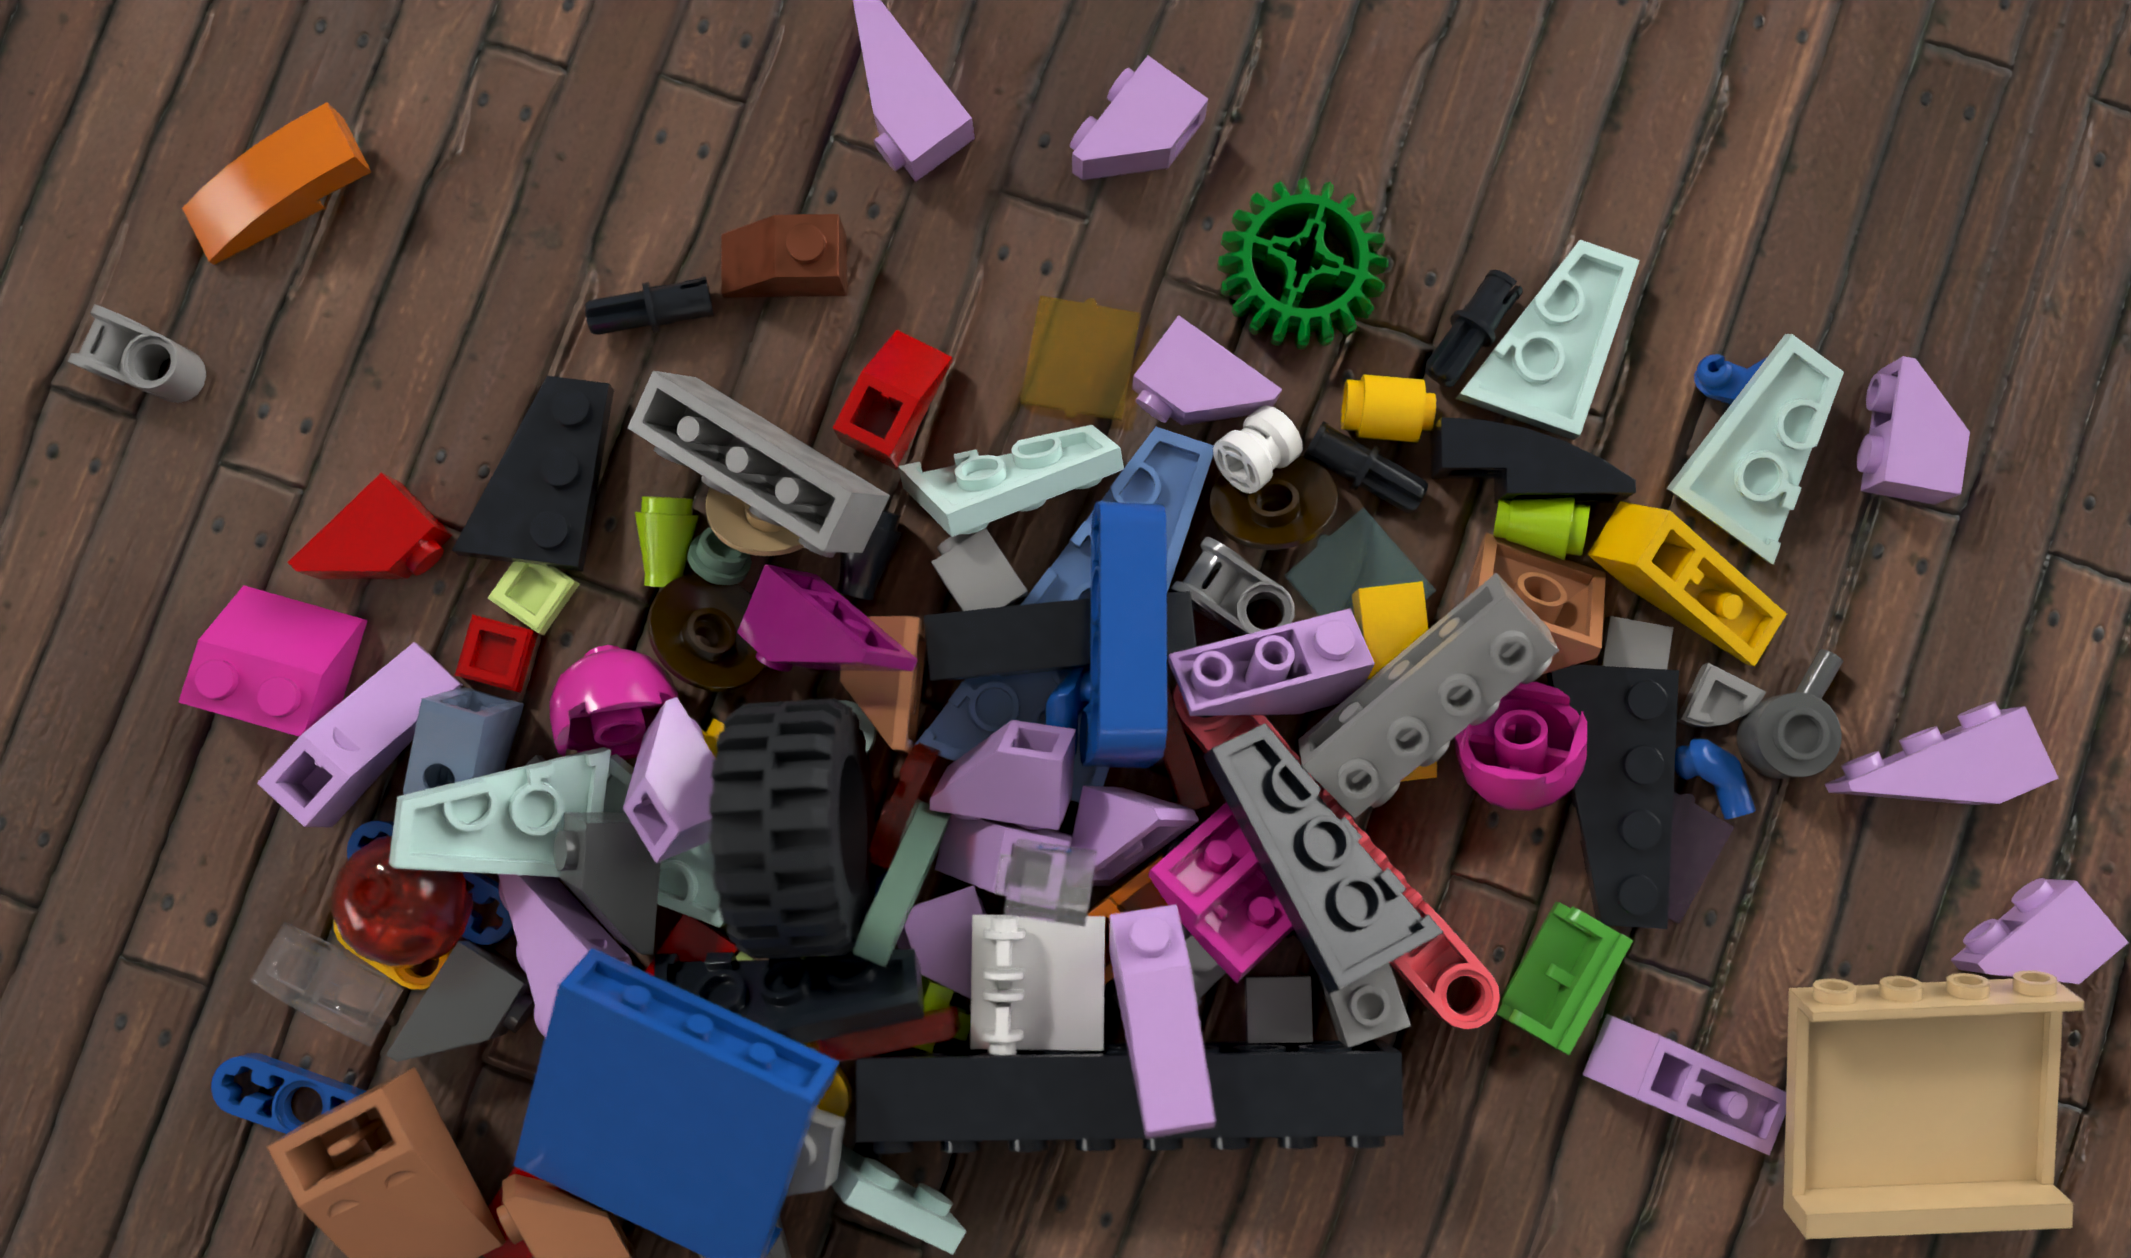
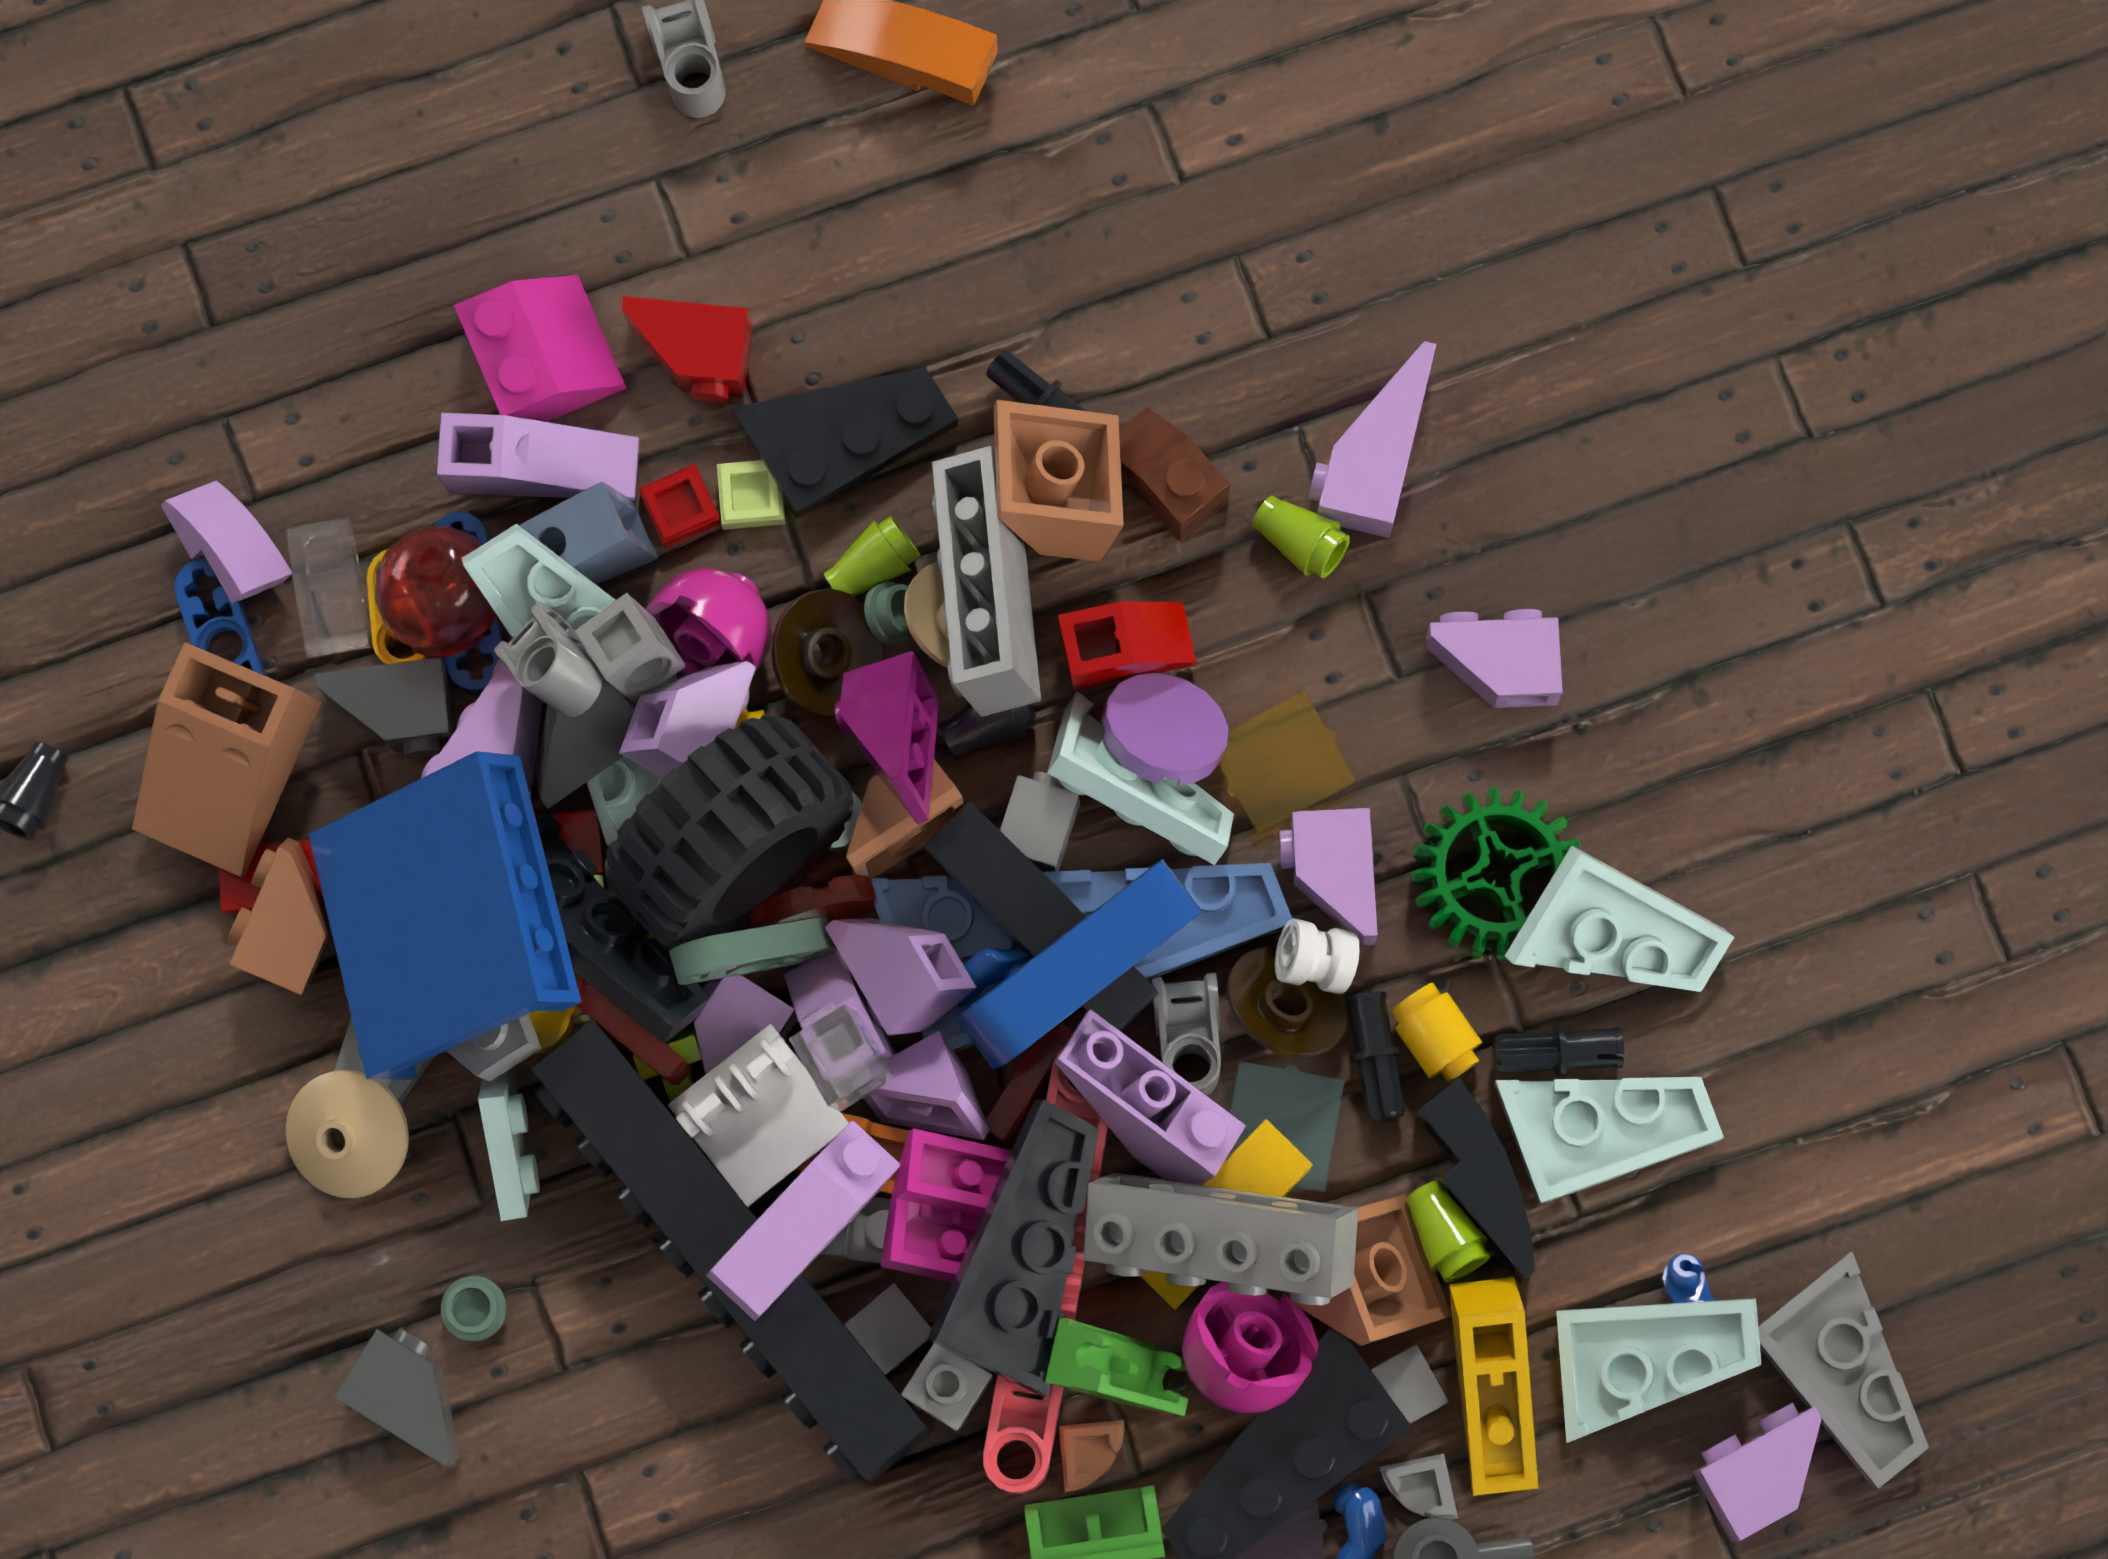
camera: 55 degrees right, 5 degrees down
(218, 1033) = (234, 543): none -> lavender slope
(537, 859) = (552, 662): none -> light grey piece
(577, 786) = (630, 648): none -> light grey brick
(723, 340) = (1059, 478): none -> nougat slope
(920, 198) = (1302, 536): none -> lime cone
(986, 421) = (1164, 728): none -> medium lavender tile
(1419, 206) = (1617, 927): none -> light aqua wing
(1457, 862) = (1113, 1368): none -> bright green hinge
(1493, 930) = (1089, 1451): none -> nougat tile
(1876, 316) = (1838, 1361): none -> light grey wing

